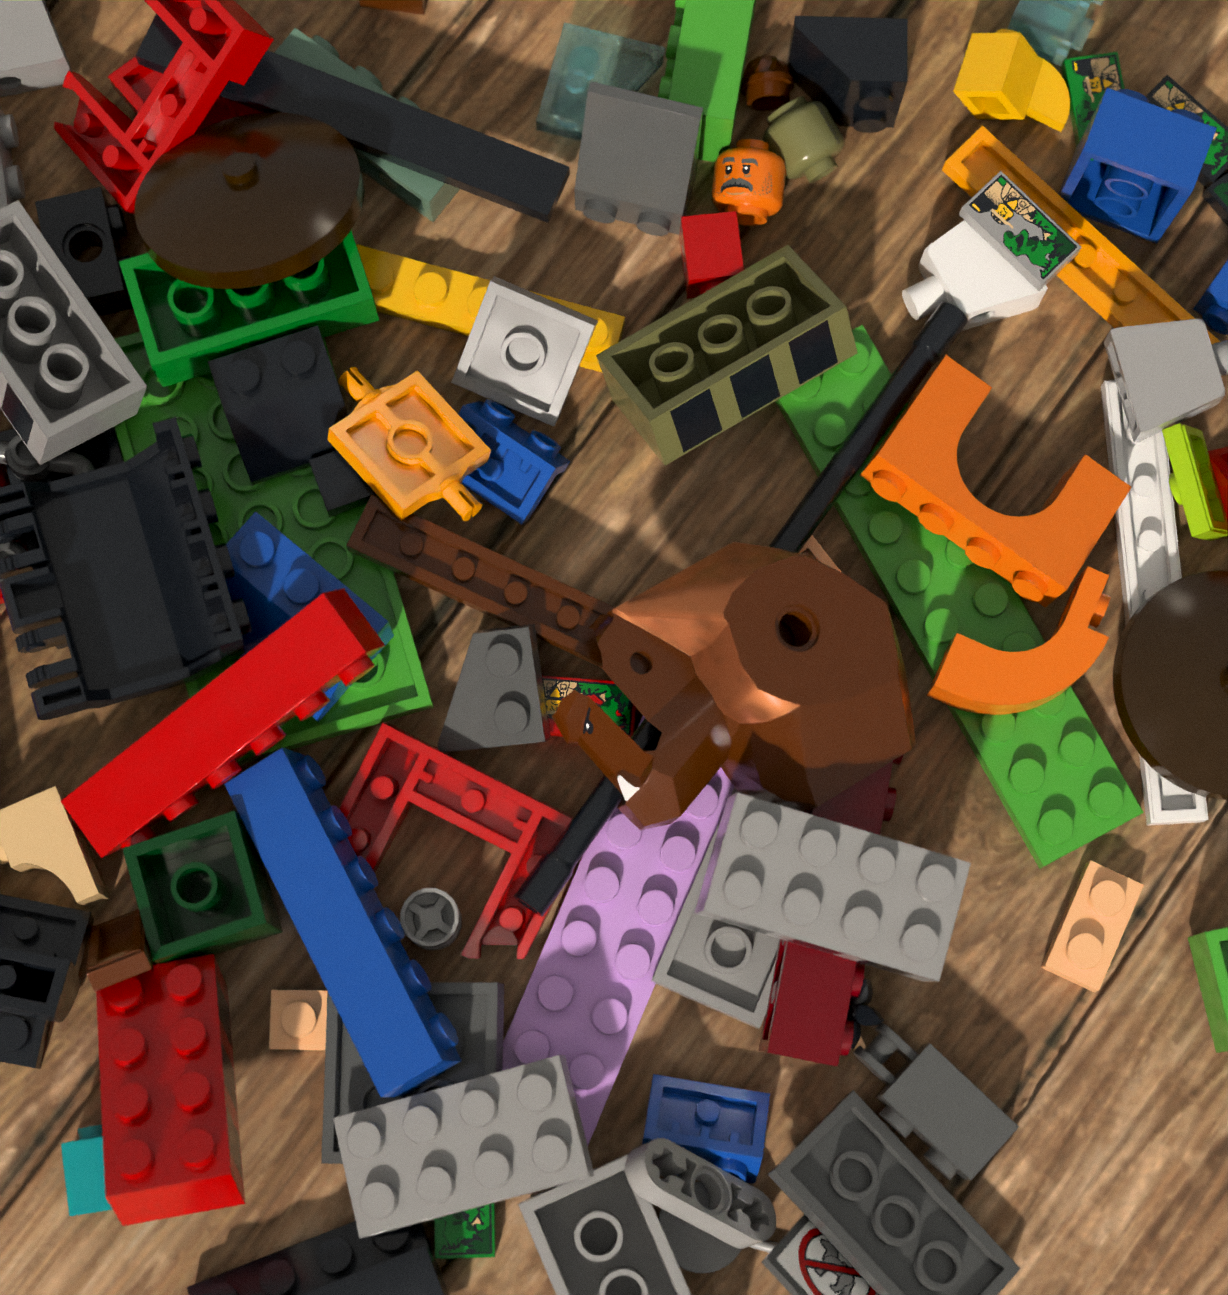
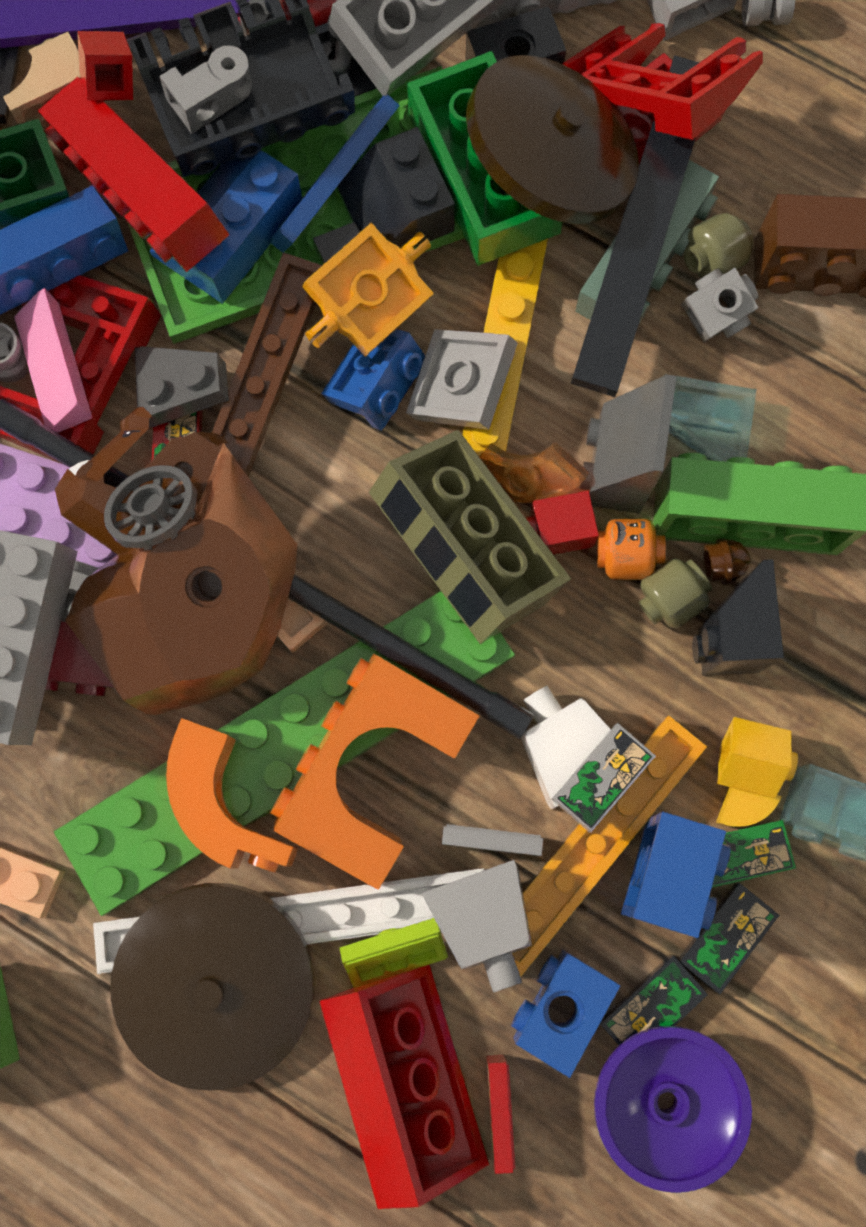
camera: 90 degrees right, 0 degrees up
(66, 751) = (105, 65): none -> red brick
(110, 599) = (208, 88): none -> light grey leg
(250, 480) = (334, 173): none -> blue tile
(381, 41) = (718, 243): none -> olive head
(456, 47) = (707, 313): none -> light grey brick
(462, 847) = (52, 363): none -> bright pink slope
(654, 276) = (536, 474): none -> clear orange tile
(698, 685) = (150, 506): none -> dark grey wheel
(1075, 367) = (492, 840): none -> light grey tile

